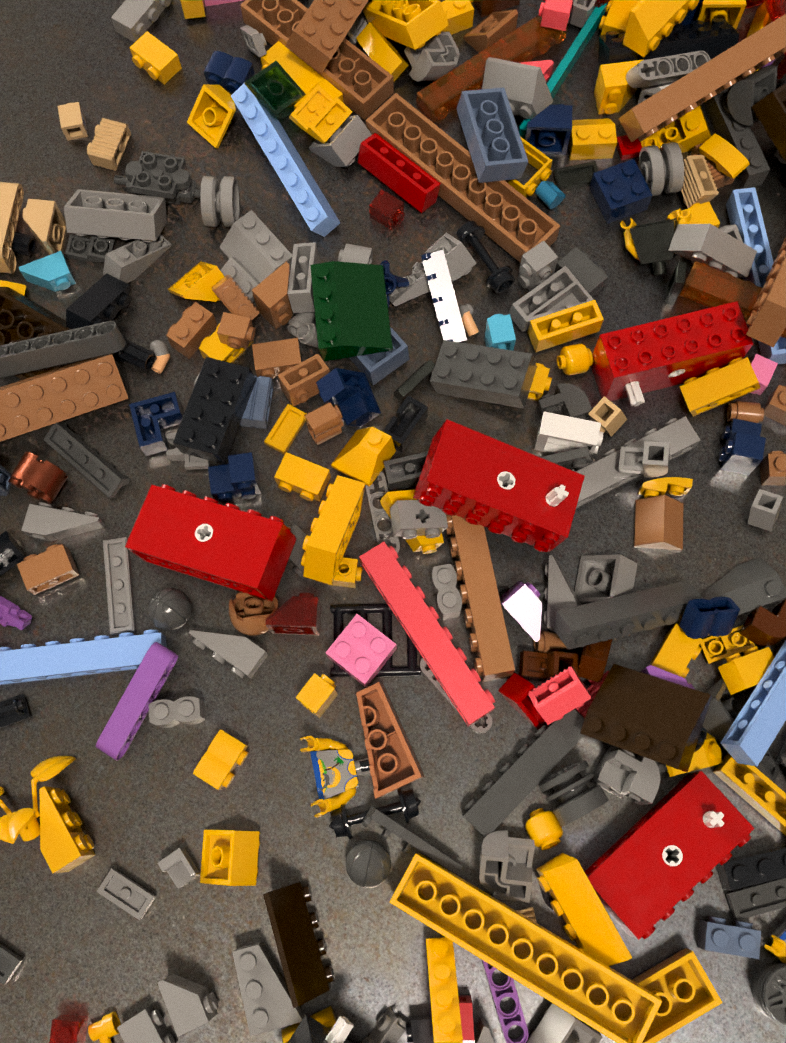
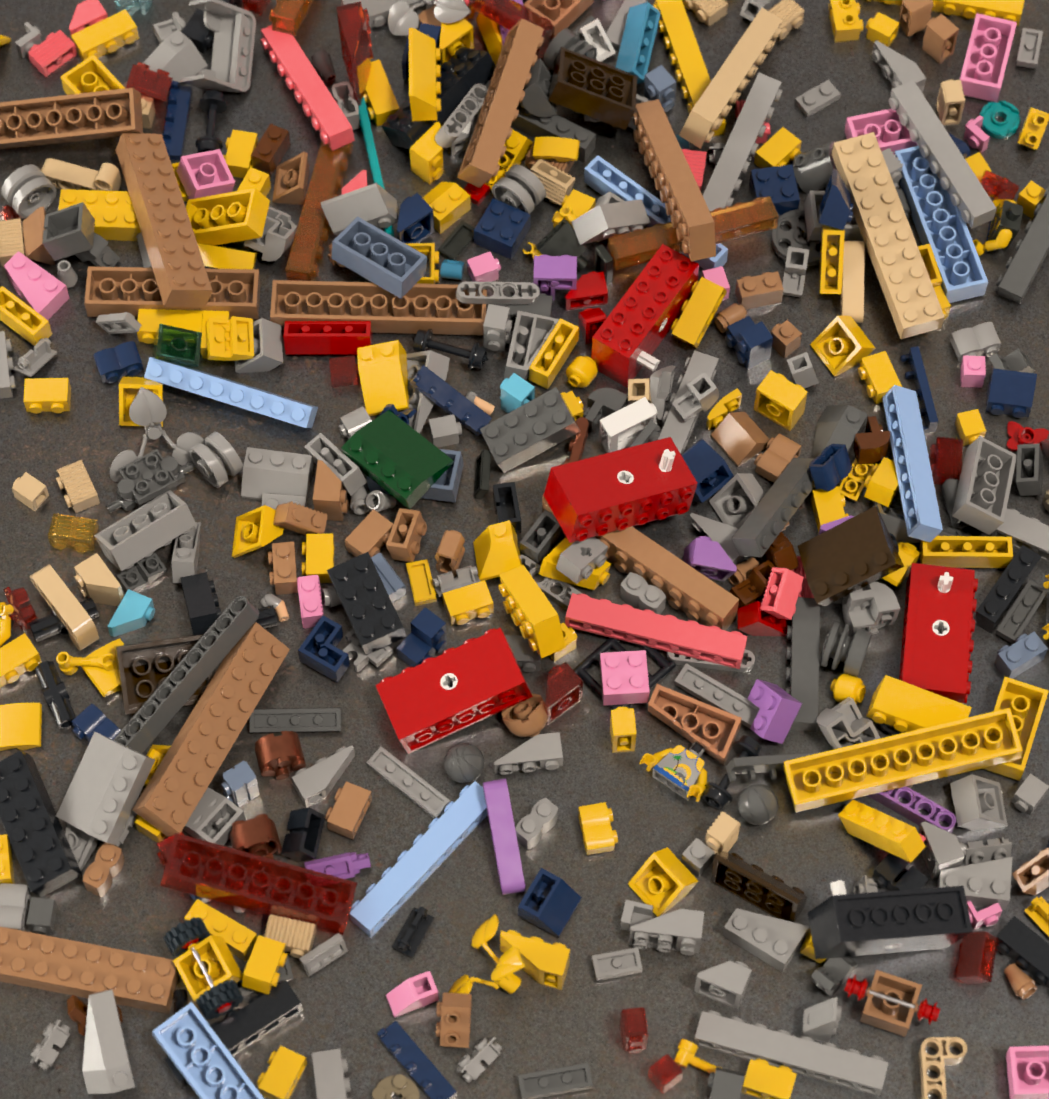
camera: 45 degrees left, 10 degrees down
(70, 174) = (73, 532): none -> clear yellow brick
(75, 971) = (634, 1029): none -> clear red brick
(120, 790) = (549, 903): none -> dark blue slope
(164, 24) = (36, 358): none -> light grey hinge
(183, 373) = (310, 600): none -> bright pink brick
(192, 916) = (672, 931): none -> light grey slope
(195, 118) = (149, 412): none -> light grey plant
(235, 330) = (326, 538): medium nougat brick -> none
(275, 863) = (697, 857): none -> light grey brick
(308, 865) = (722, 833): none -> tan brick
(319, 454) = (446, 582): none -> light grey hinge
(351, 393) = (448, 515): dark blue brick -> none
(412, 233) = (383, 376): none -> yellow slope
(418, 320) = (445, 431): none -> light grey brick
(429, 735) = (716, 694): none -> light grey plate
(461, 793) = (775, 712): none -> medium lavender brick
(512, 419) = (577, 446): none -> copper plate
(559, 241) = (497, 290): none -> light grey beam
(574, 212) = (483, 268): none -> bright pink brick
(595, 527) = (708, 470): none -> dark blue slope
(621, 319) = (590, 322): none -> red slope
(624, 258) = (555, 273): none -> medium lavender brick
(626, 425) = (660, 388): none -> light grey brick
(642, 296) = (589, 292): none -> red slope
(673, 567) = (777, 457): none -> medium nougat brick
(721, 519) = (780, 400): none -> yellow brick

